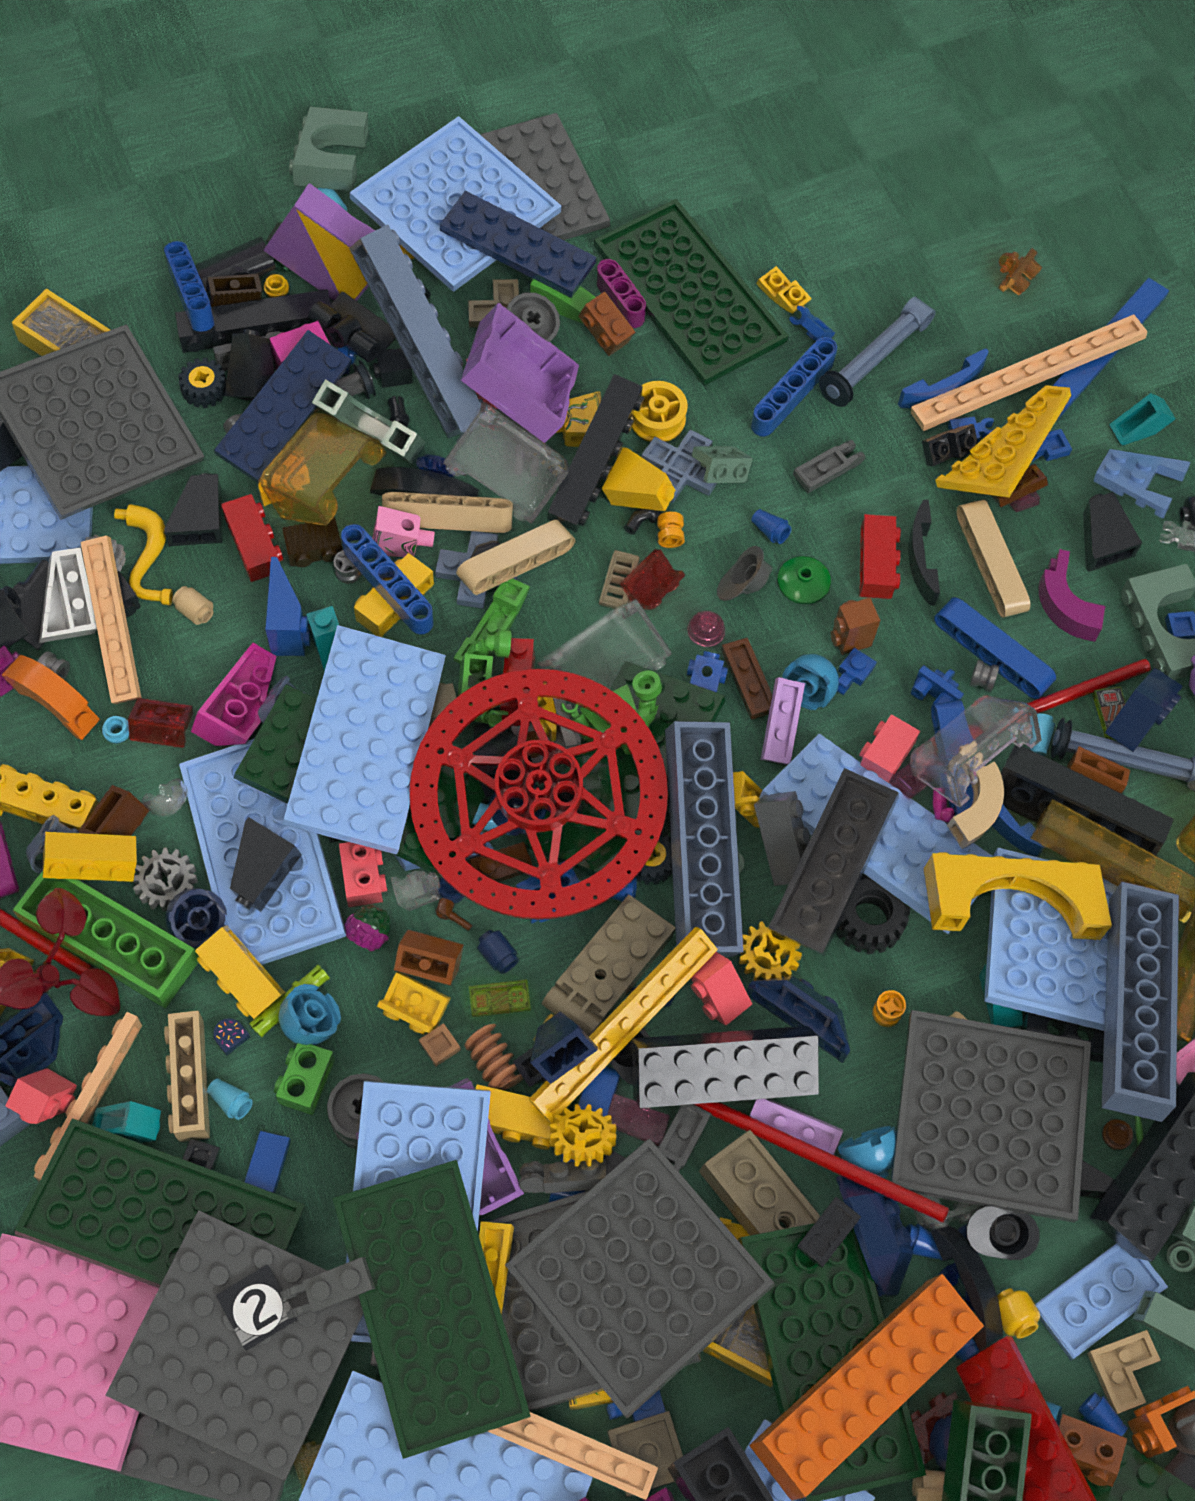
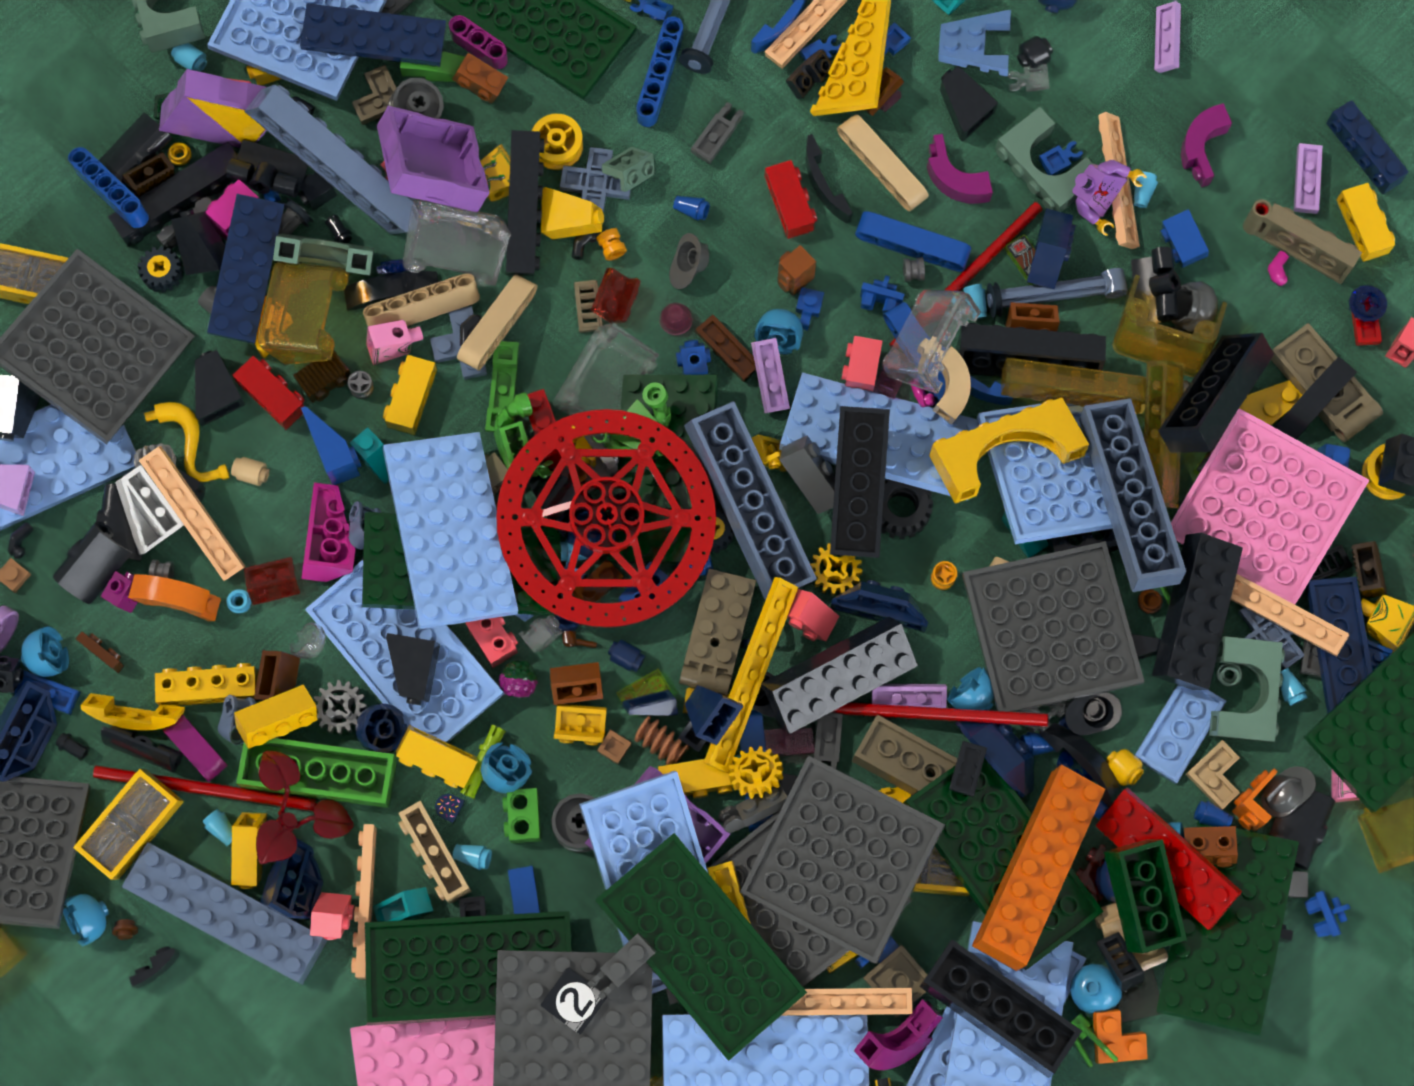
camera: 20 degrees left, 10 degrees up
(390, 589) = (396, 377): blue beam -> none
(505, 1015) = (652, 704): none -> dark blue slope
(802, 589) = (733, 252): green dish -> none

